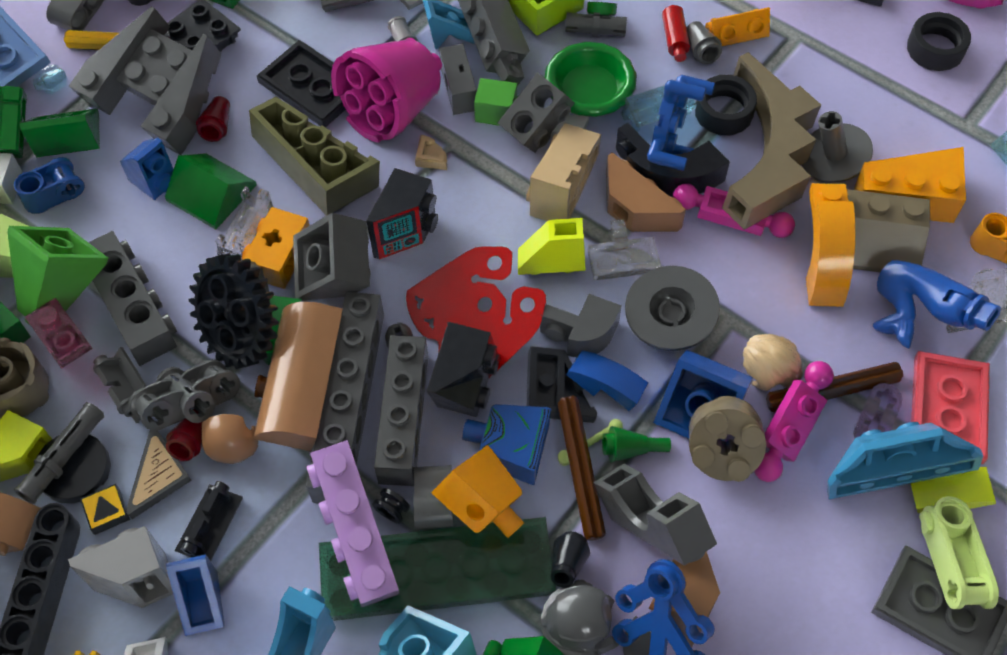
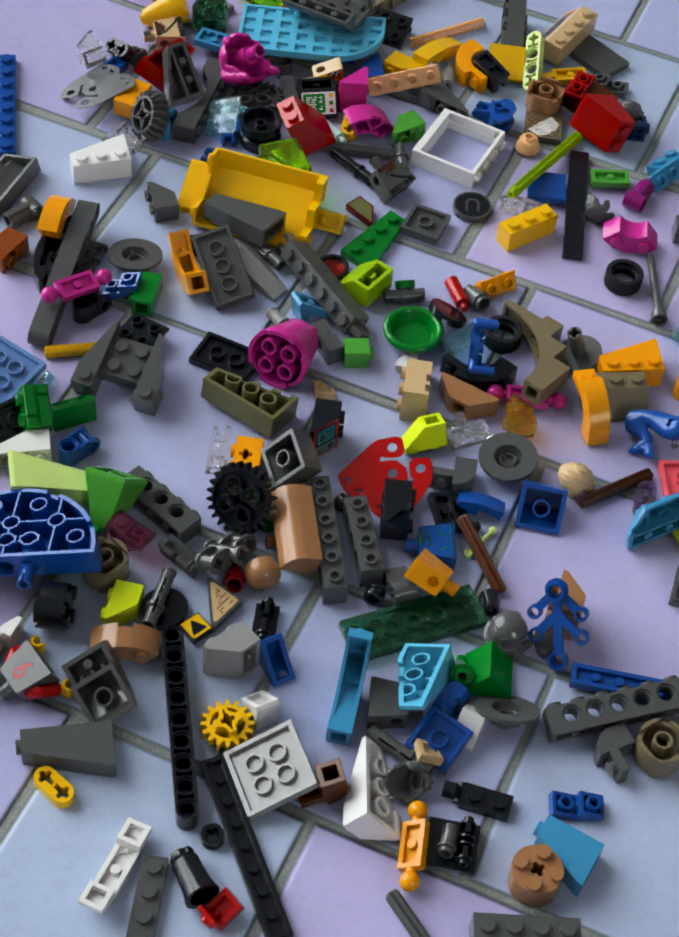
camera: 20 degrees left, 10 degrees down
(149, 167) = (144, 424): blue slope -> none
(206, 188) = (183, 434): green slope -> none
(213, 122) = (172, 390): dark red cone -> none
(357, 532) = (364, 599): lavender brick -> none
(530, 107) = (382, 352): dark grey brick -> none
(625, 444) = (502, 538): green cone -> none
(649, 59) = (446, 311): none -> black tile
(671, 526) = (519, 566): dark grey arch -> none
(709, 245) = (519, 417): none -> clear yellow slope
(737, 456) = (568, 533): dark tan brick -> none
(794, 420) = (597, 508): dark pink plate -> none
(980, 109) = (658, 315): none -> dark grey piece

